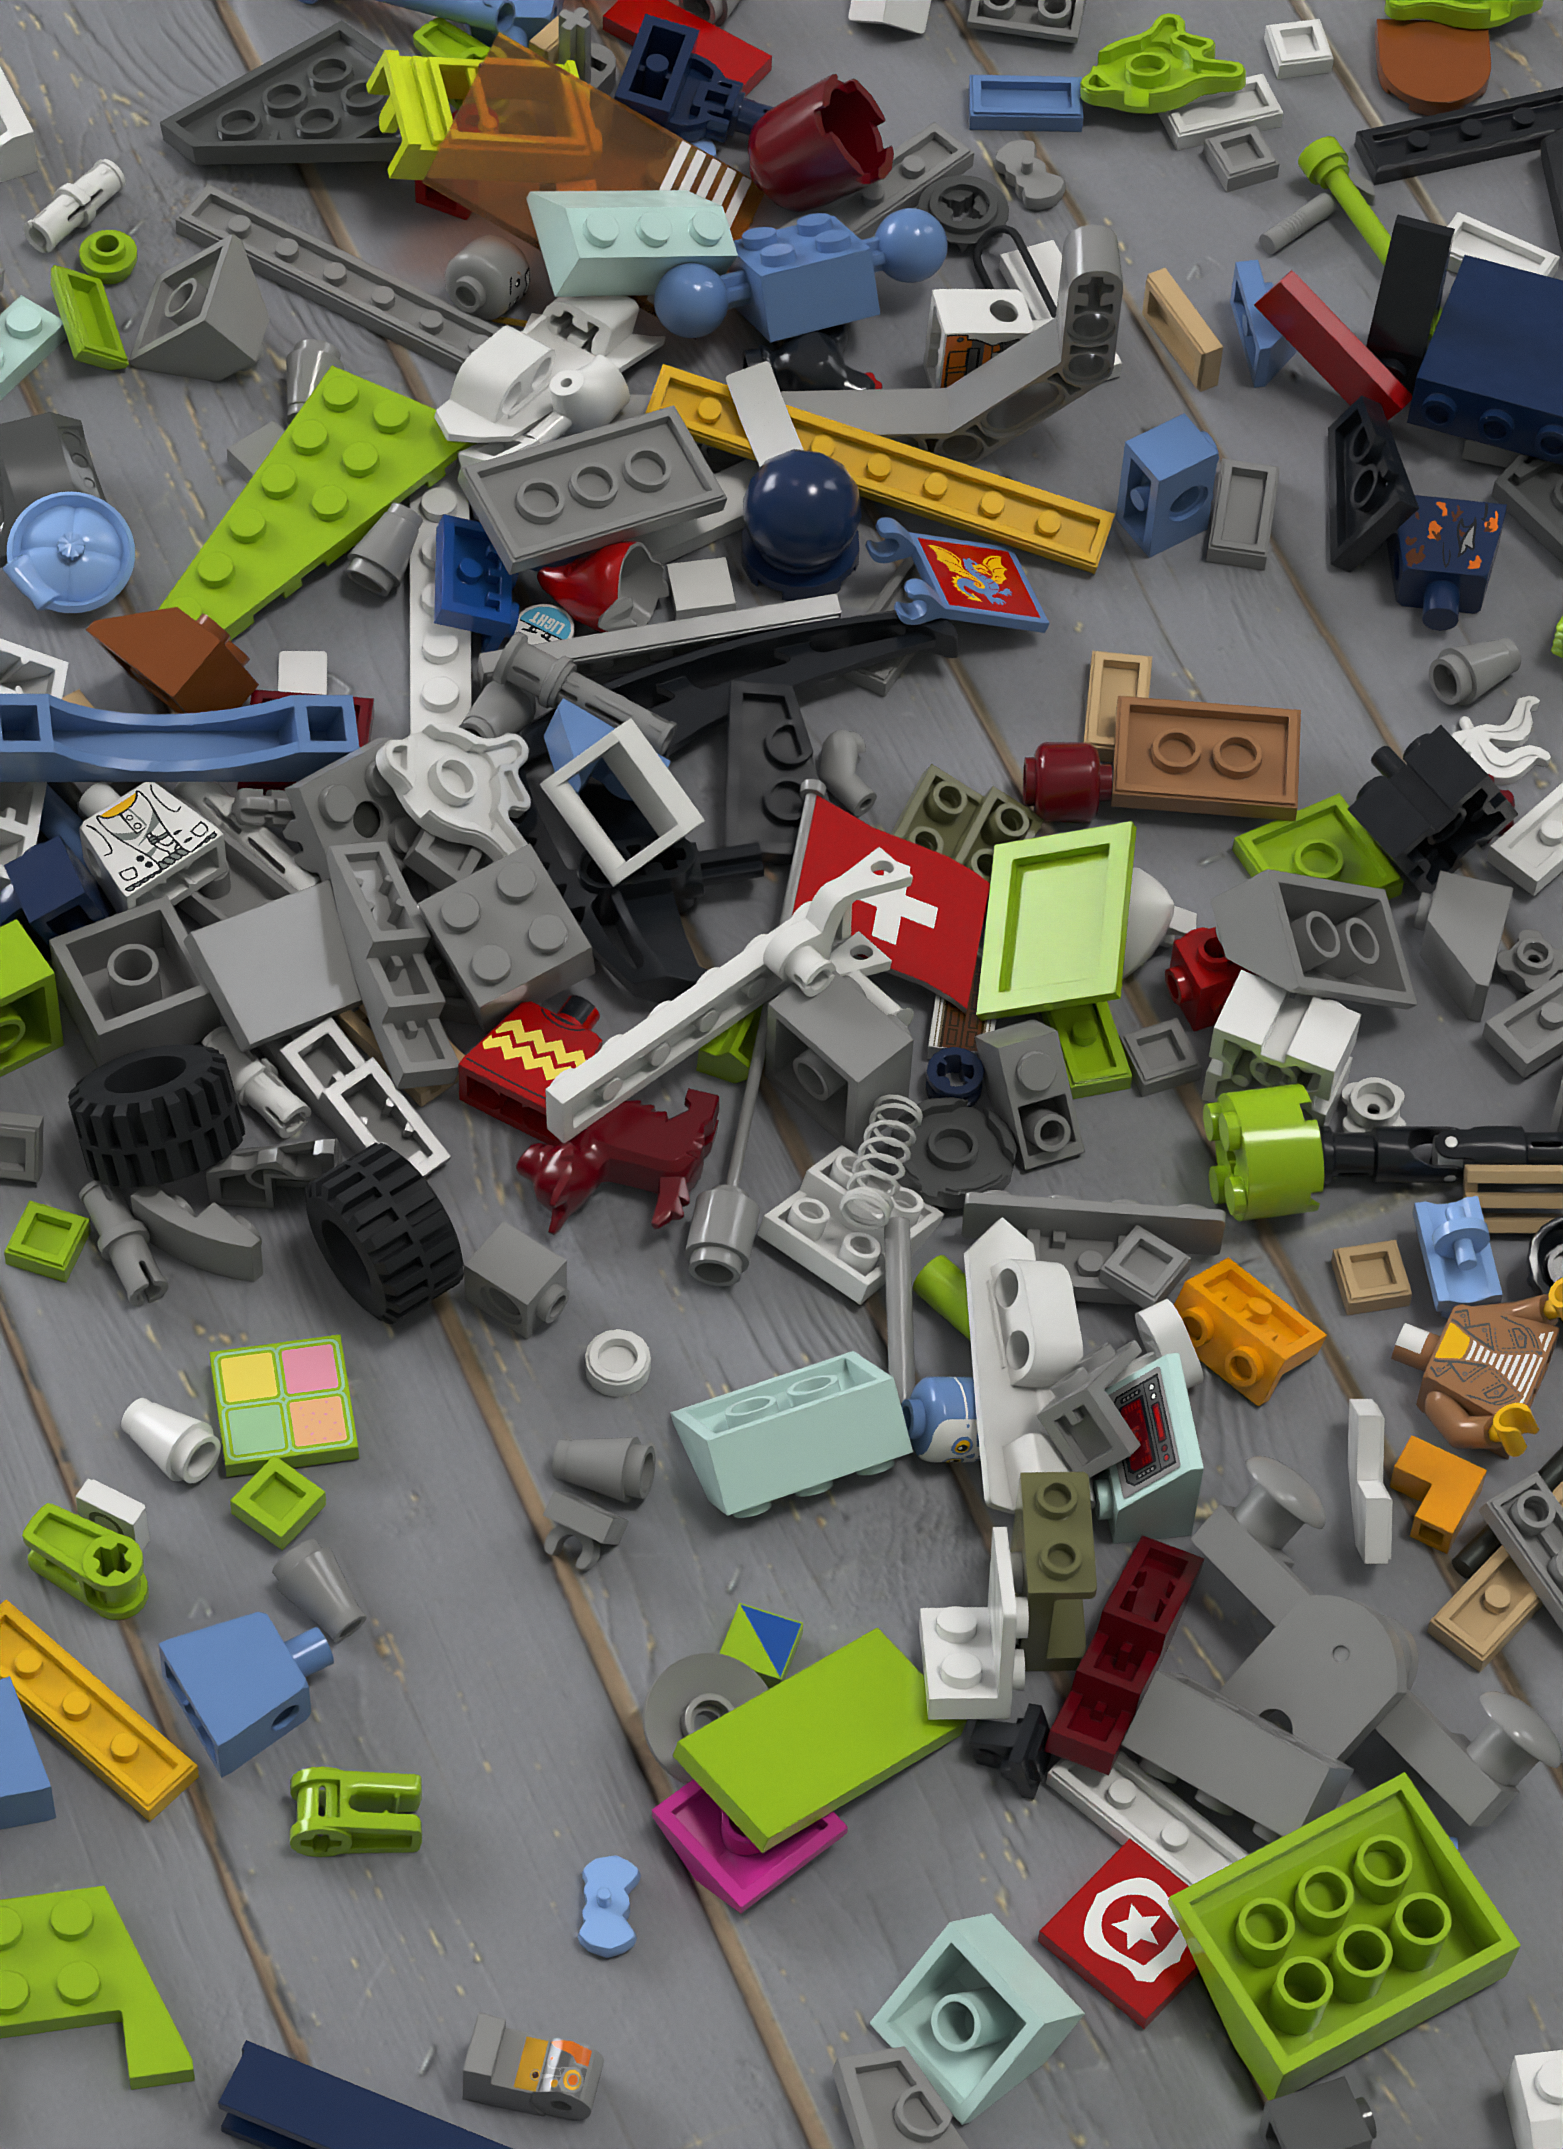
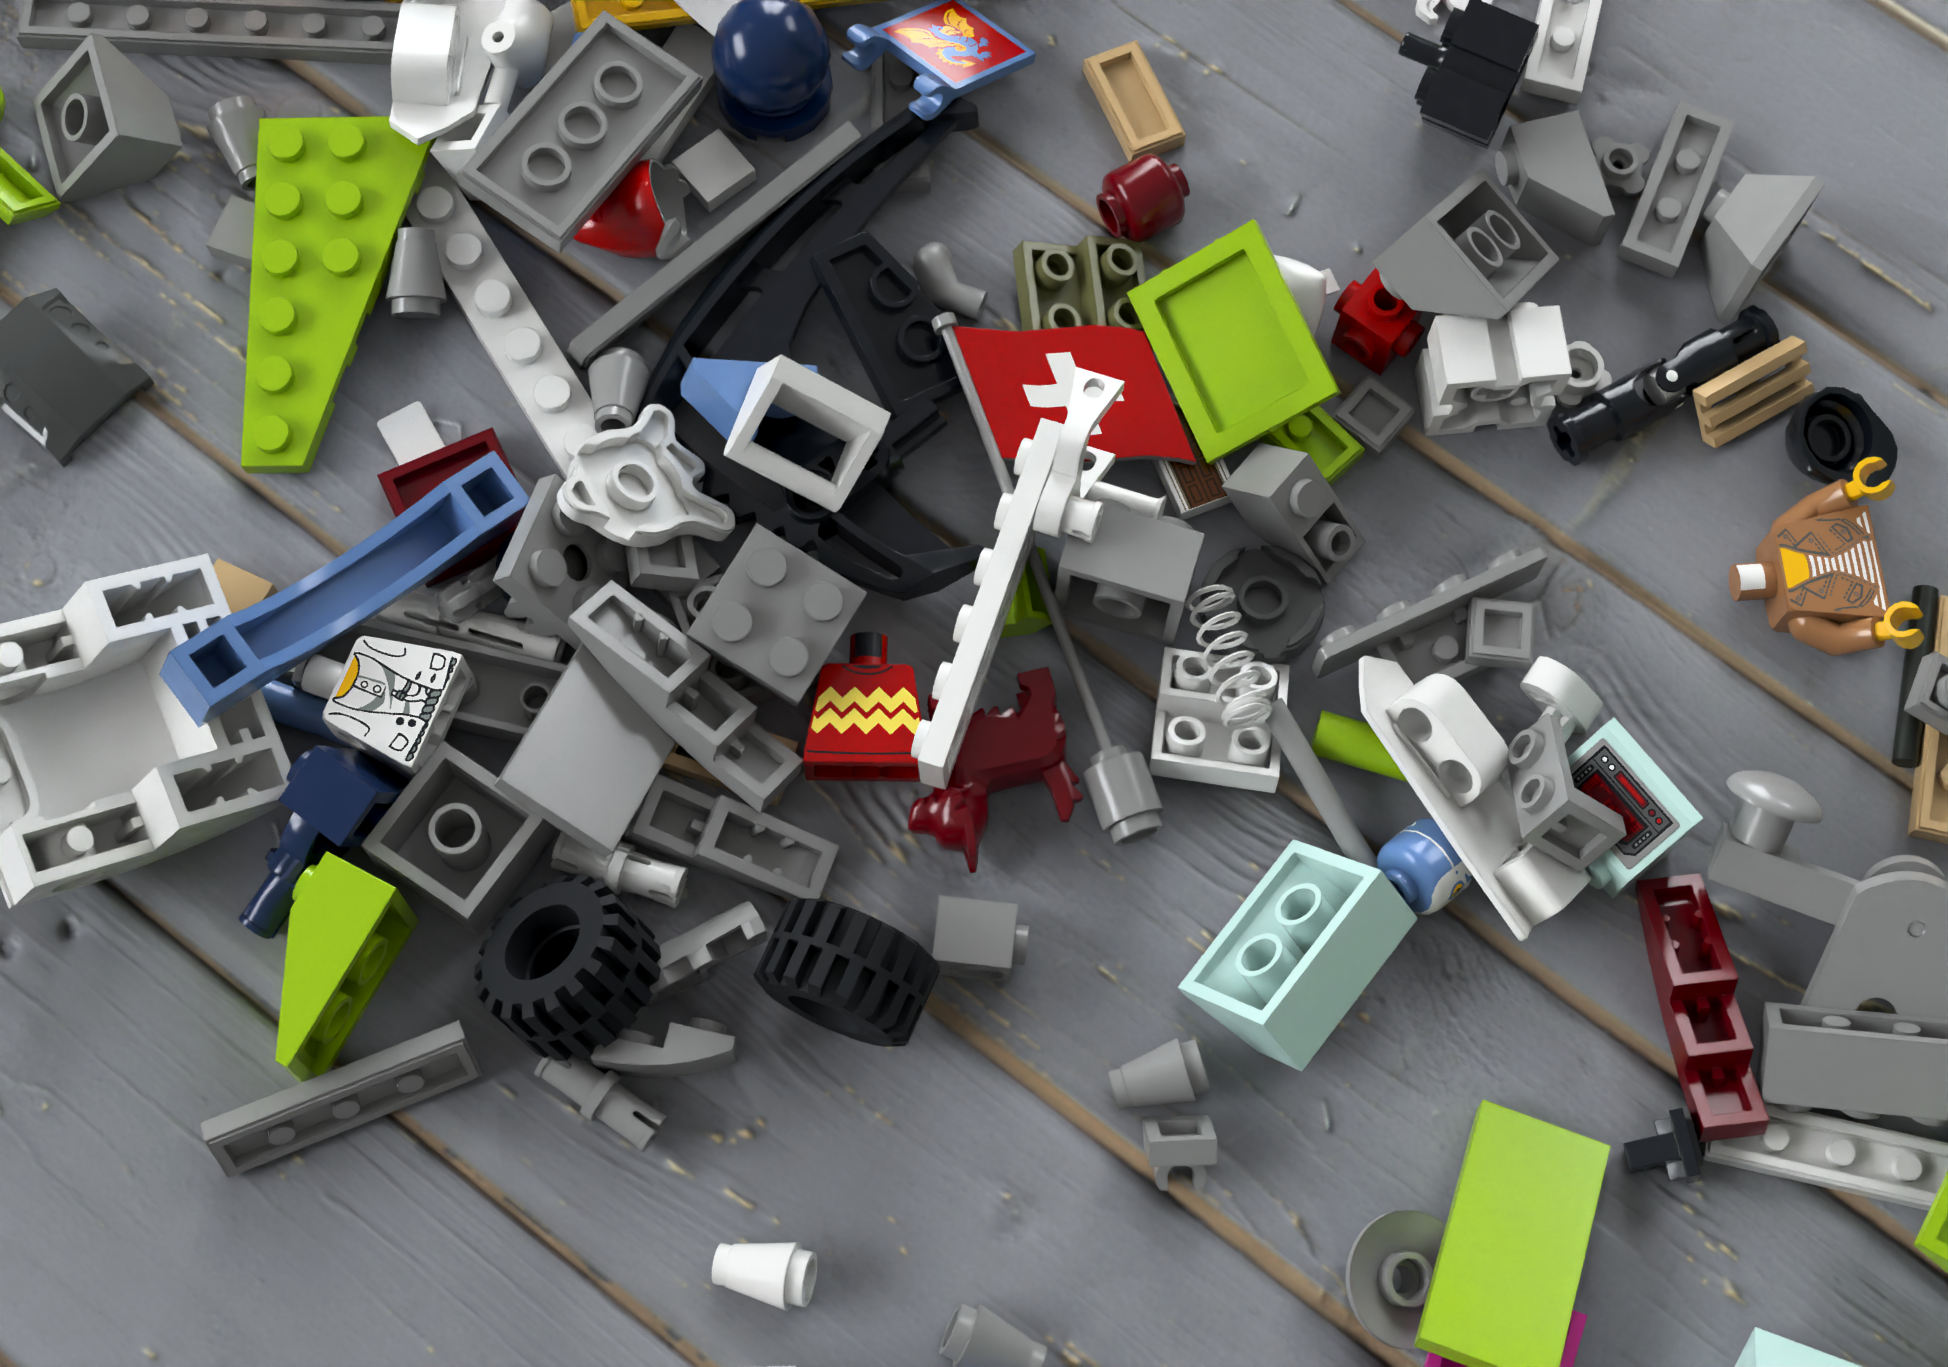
camera: 30 degrees left, 15 degrees up
(47, 1241) = (528, 1130): lime tile -> none
(70, 552) = (128, 428): light blue piece -> none
(178, 659) = (306, 493): dark orange slope -> none
(278, 1502) = (901, 1279): lime plate -> none
(284, 1403) = (842, 1175): tile -> none
(473, 583) = (518, 271): blue bracket -> none
(545, 624) = (601, 282): tile -> none
(558, 679) = (663, 336): light grey pin -> none
(617, 1363) = (1104, 965): white tile -> none
(763, 1642) = (1393, 1173): tile -> none
(956, 1061) = (1222, 513): dark blue bush -> none
(972, 1650) = (1591, 1074): white bracket -> none
(1058, 1566) = (1618, 974): olive panel -> none
(1125, 1935) = (1860, 1263): red tile -> none
(1206, 758) = (1245, 114): medium nougat tile -> none
(1245, 1329) = (1607, 639): light orange bracket -> none
(1264, 1152) = (1534, 469): lime brick -> none
(1319, 844) = (1387, 166): lime tile -> none
(1368, 1494) = (1812, 757): white tile -> none
(1371, 1277) = (1667, 531): tan tile -> none
(1443, 1485) = (1852, 697): light orange piece -> none
(1457, 1254) = (1736, 477): light blue hips -> none

